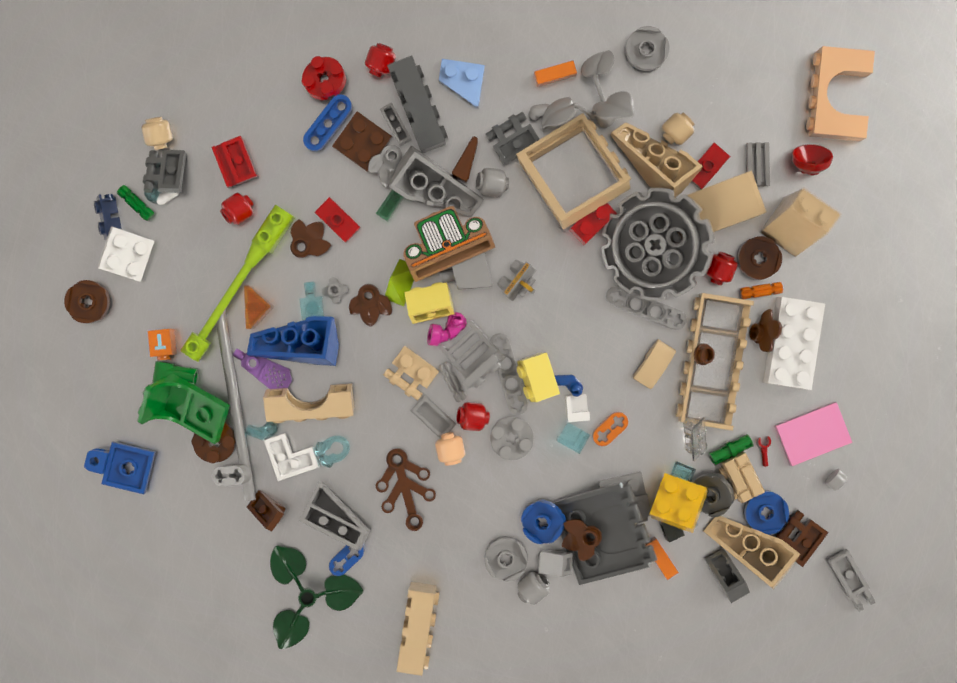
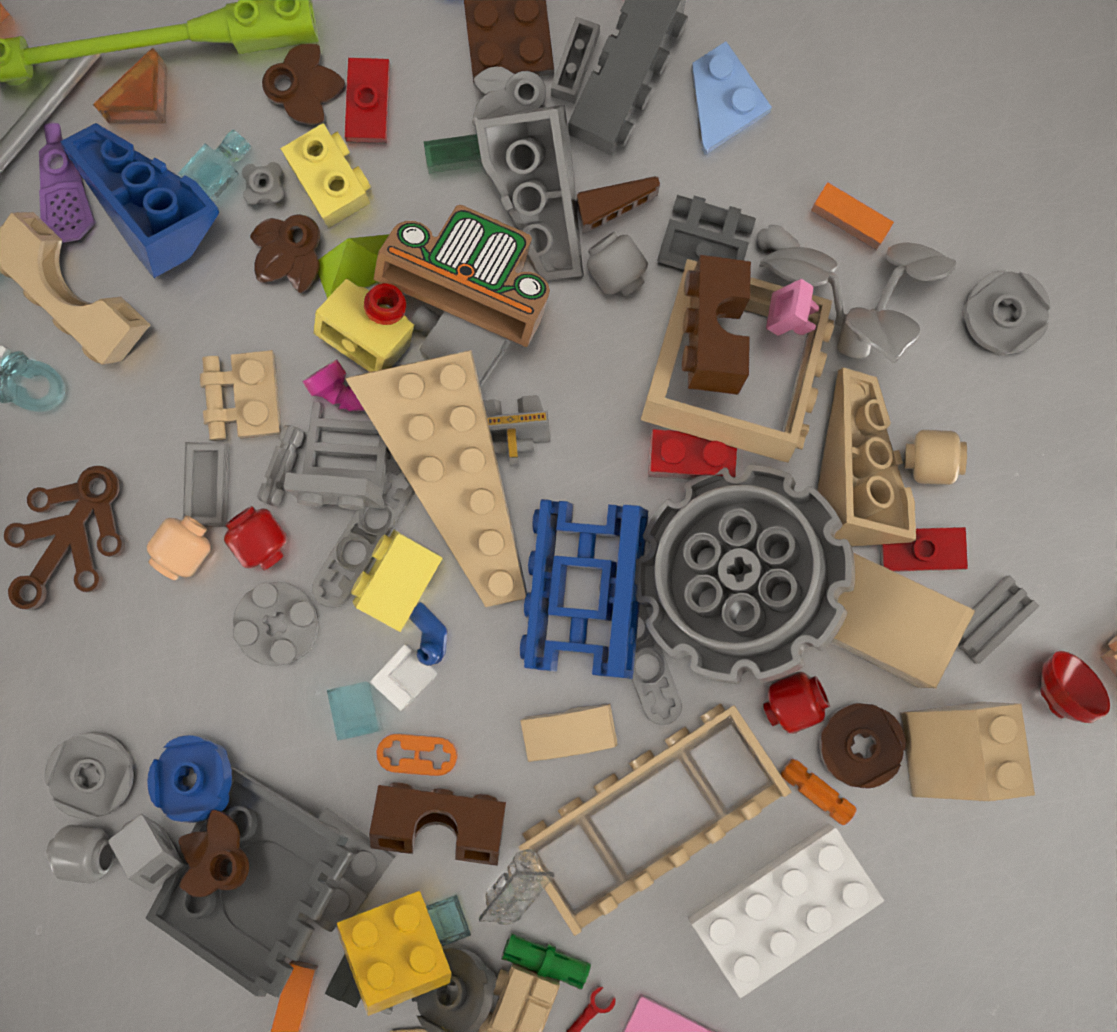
camera: 45 degrees right, 5 degrees down
(354, 262) = (326, 175): none -> light yellow brick
(428, 281) = (387, 295): none -> red plate
(503, 313) = (444, 446): none -> tan wing
(566, 180) = (715, 357): none -> reddish brown arch
(573, 132) = (791, 309): none -> bright pink tile
(618, 298) = (616, 589): none -> blue fence
(655, 430) = (404, 812): none -> reddish brown arch
(704, 354) = (646, 789): reddish brown plate -> none
(766, 331) = (764, 851): reddish brown plate -> none

